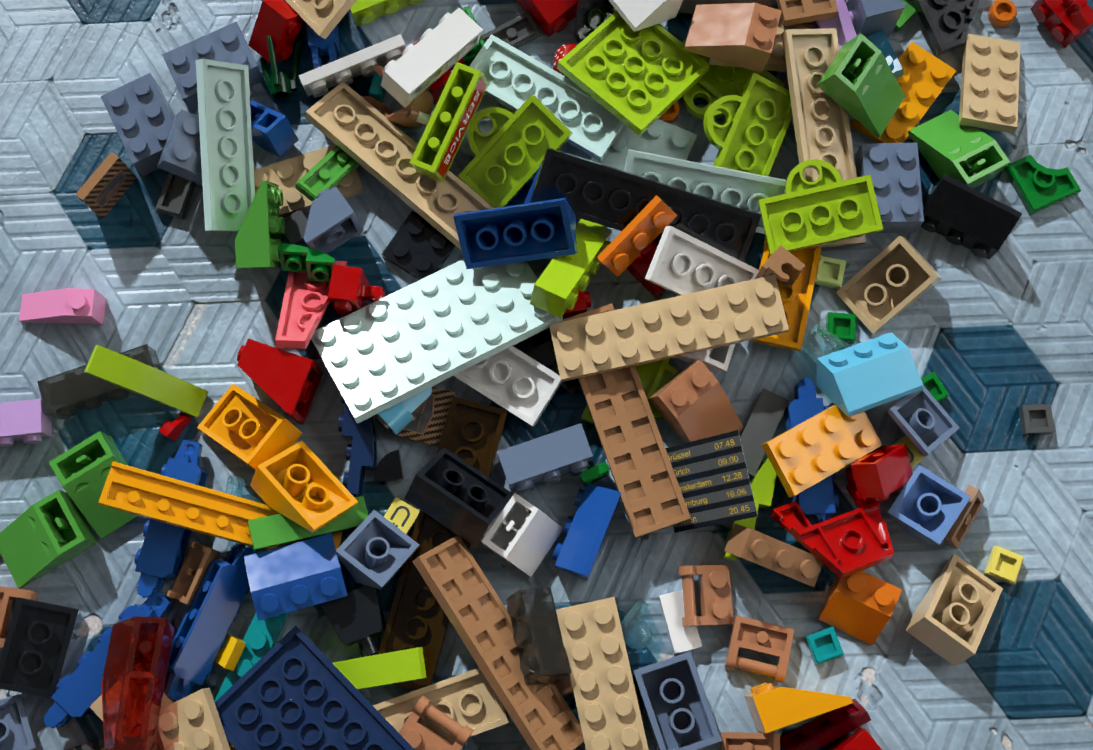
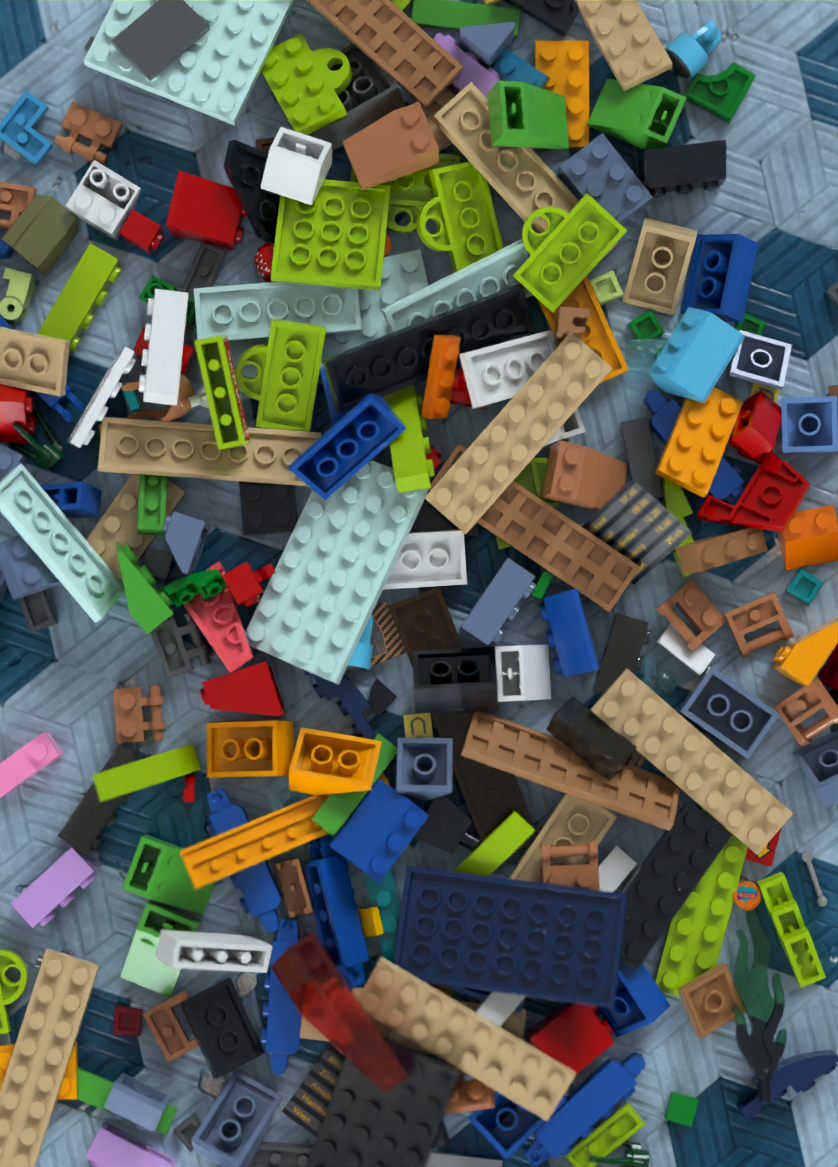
camera: 40 degrees left, 10 degrees up
(75, 572) = (213, 951): none -> white brick
(179, 330) = (130, 714): none -> nougat plate
(253, 302) = (172, 648): none -> dark grey plate
(623, 580) = (621, 650): none -> clear smoke brick
(939, 327) = (720, 275): none -> blue slope
(1039, 132) = (691, 52): none -> medium azure piece

